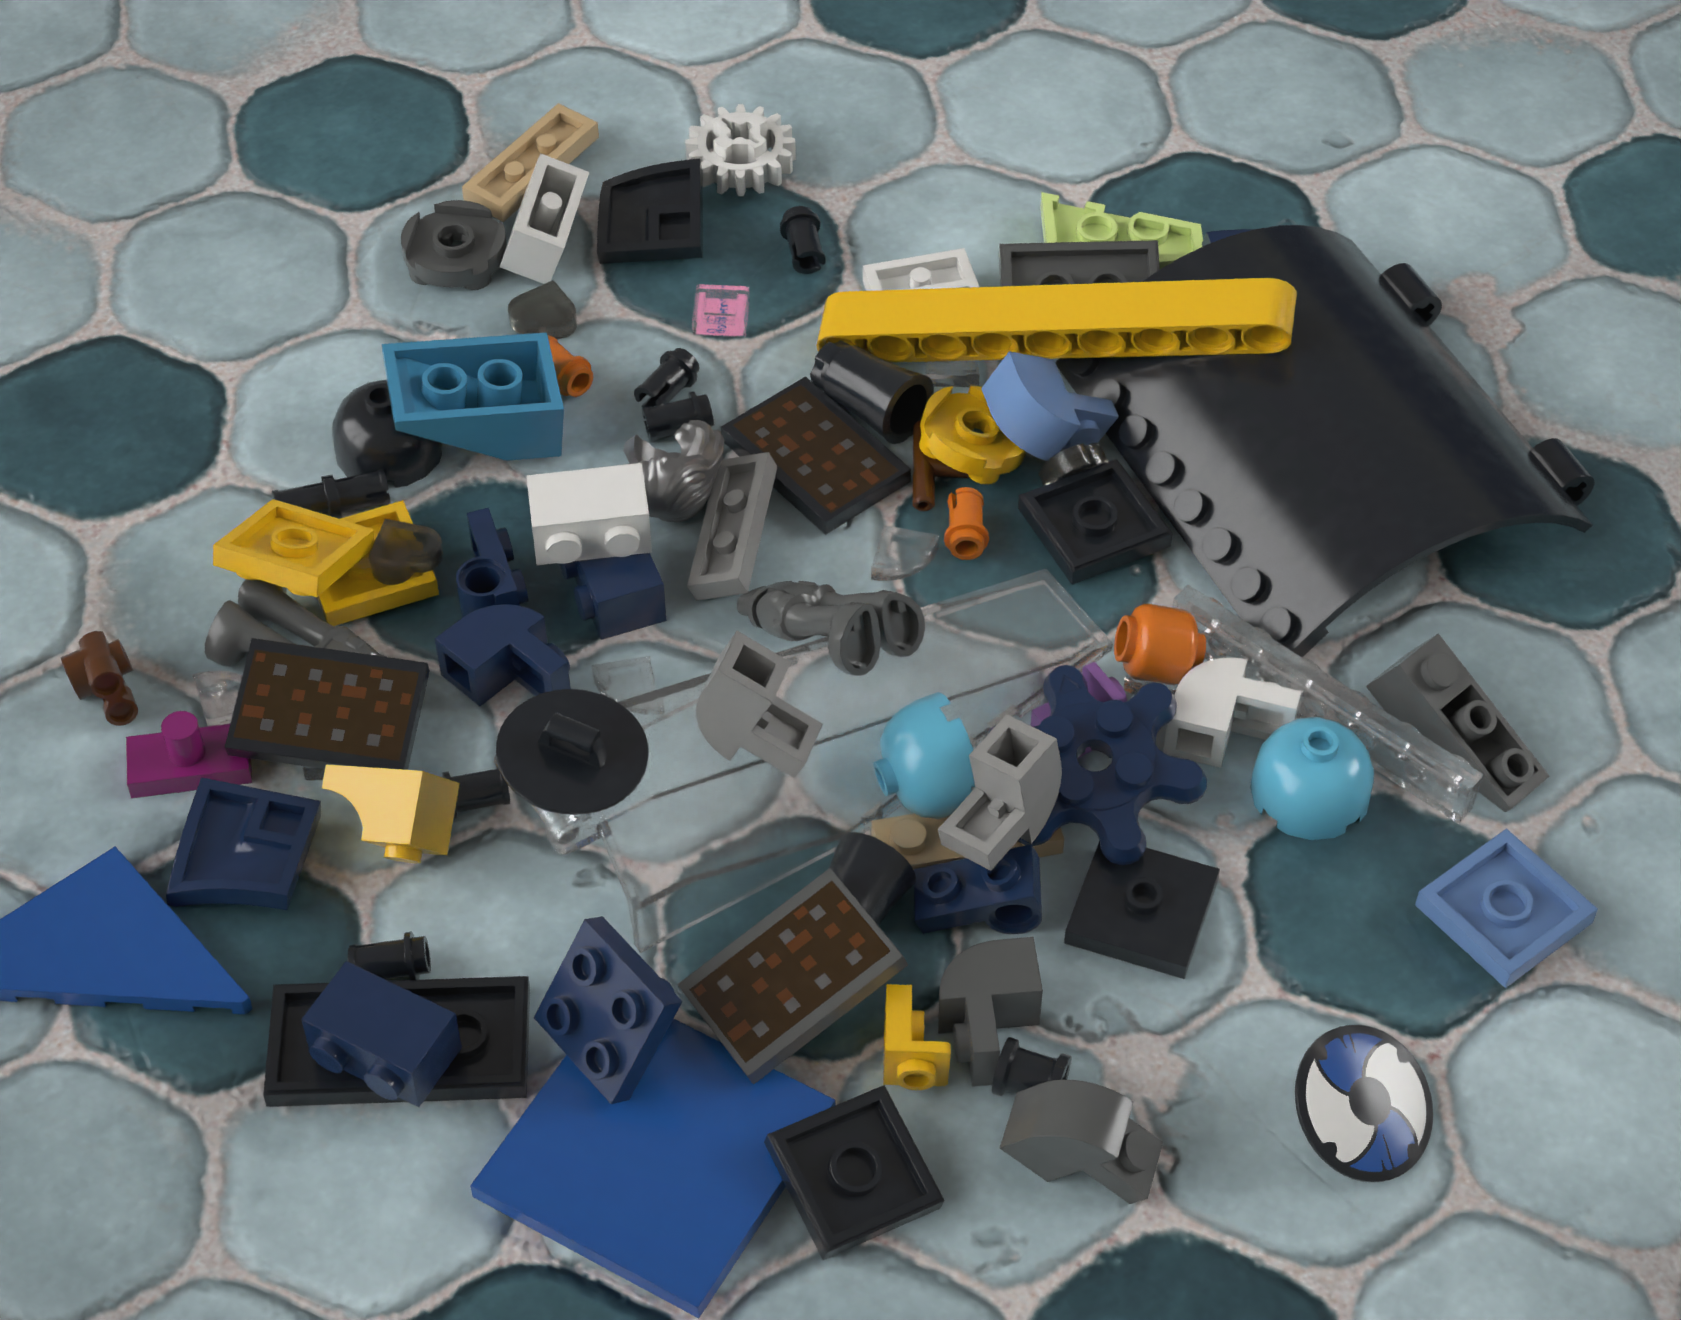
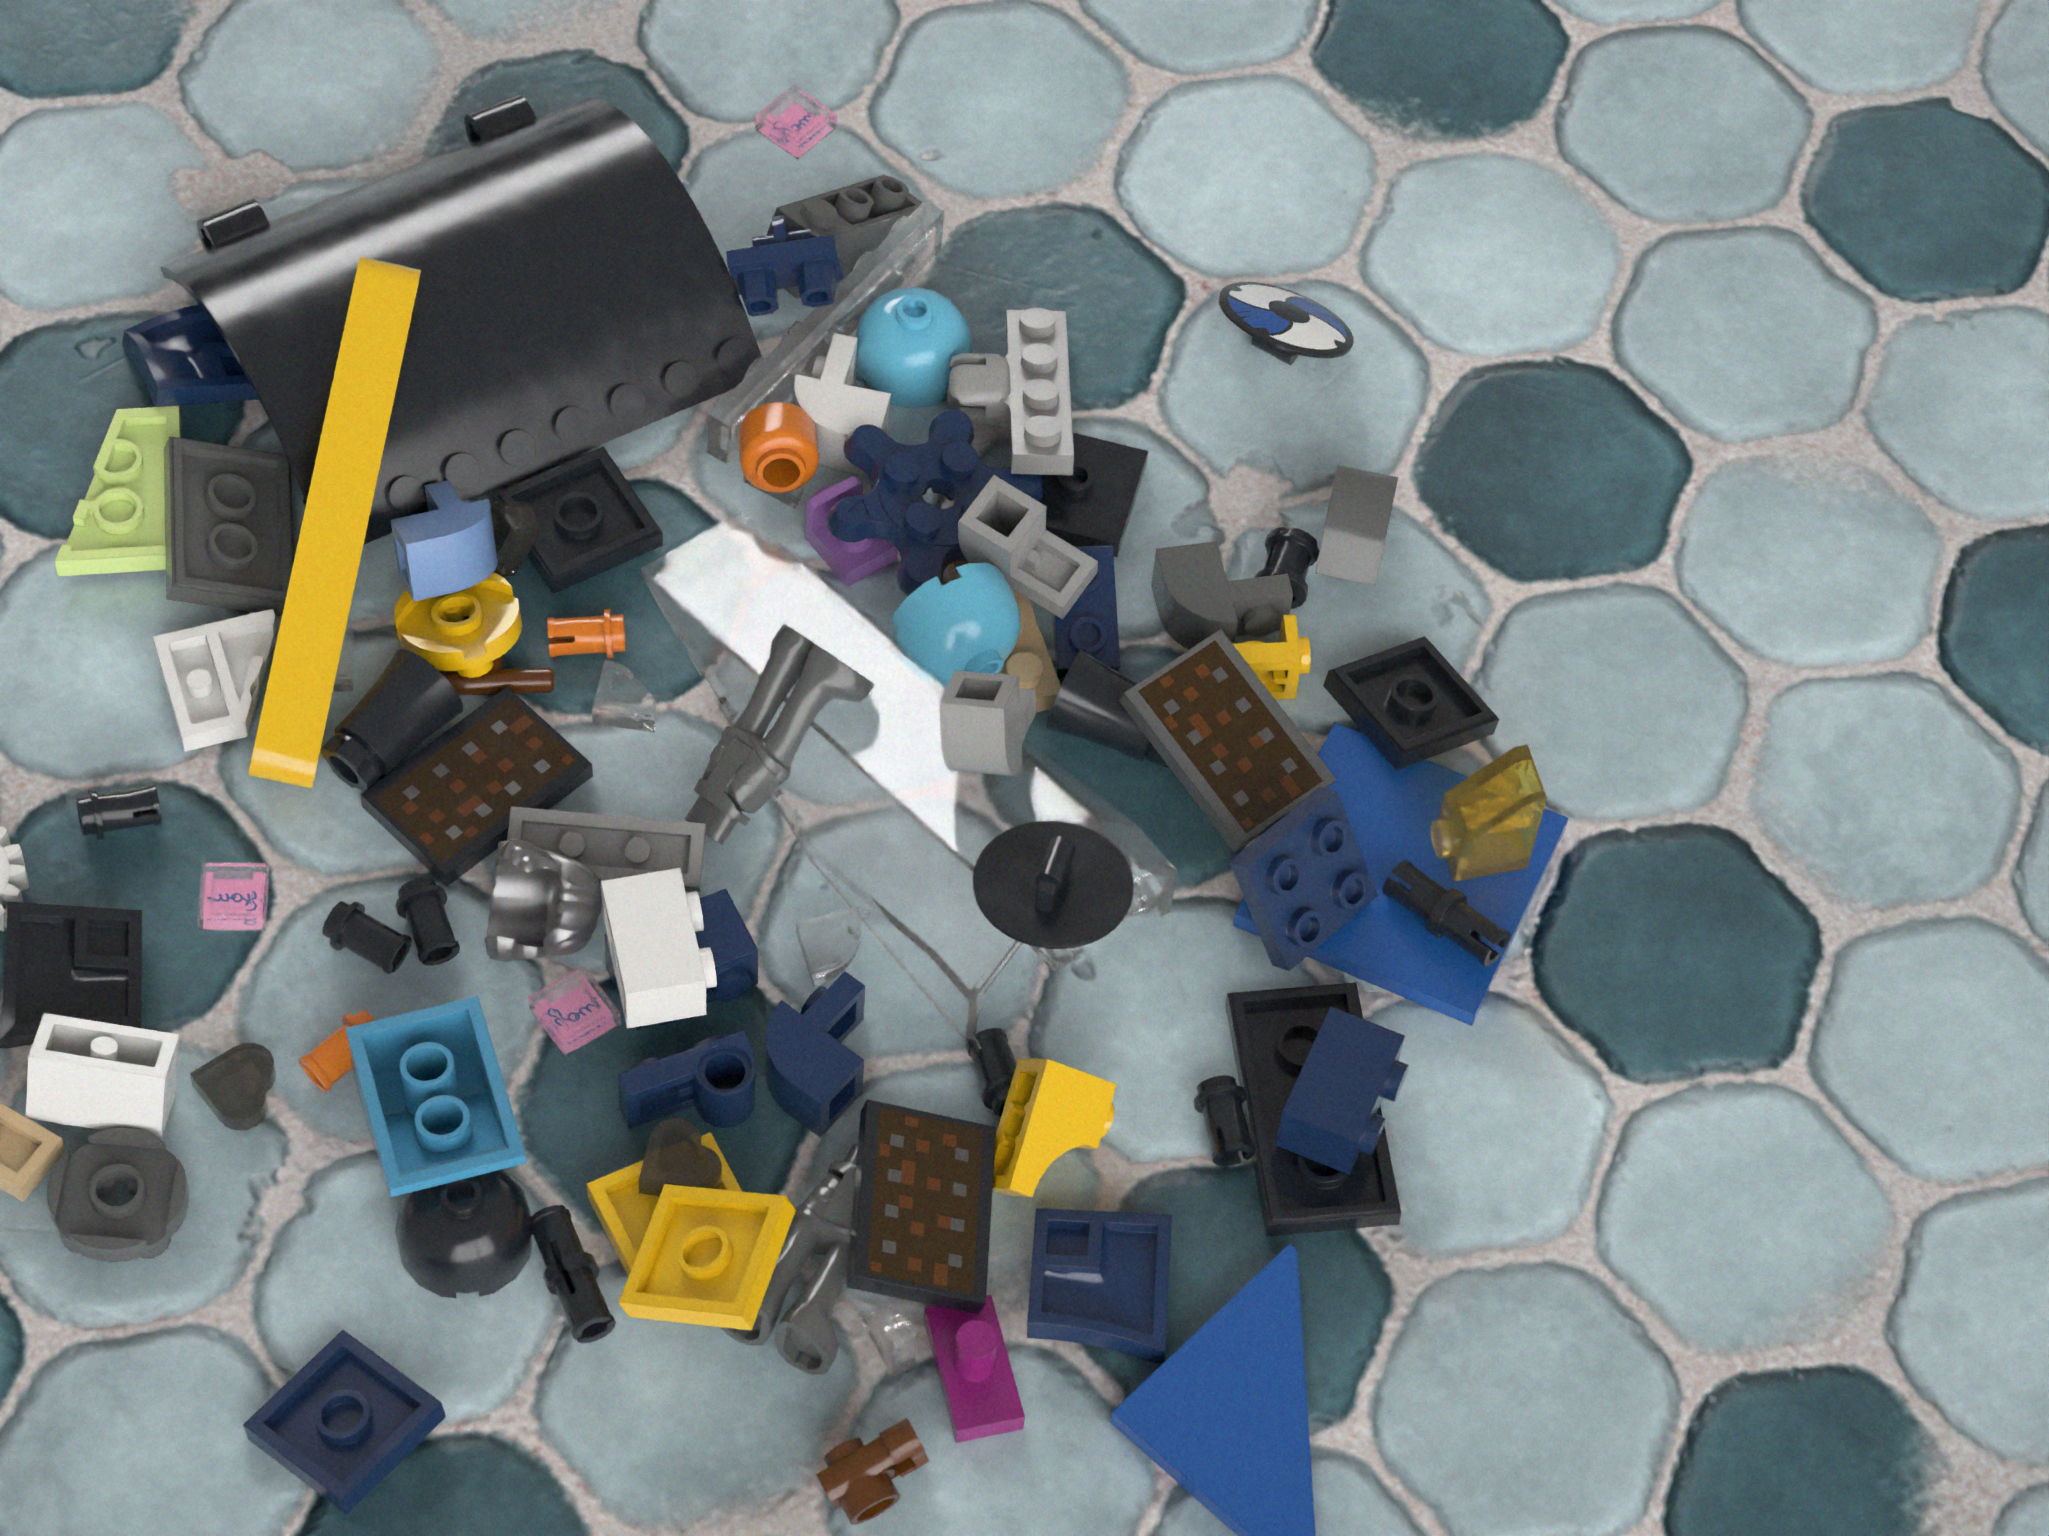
camera: 100 degrees left, 5 degrees up
(235, 366) = (344, 1421): none -> dark blue plate
(575, 1156) = (1446, 913): none -> black pin
(666, 1199) = (1491, 818): none -> clear yellow slope
(1247, 853) = (1023, 390): none -> light grey plate
(1359, 641) = (785, 262): none -> dark blue hips
(1506, 907) = (1051, 212): medium blue plate -> none
(1611, 707) = (795, 122): none -> clear tile

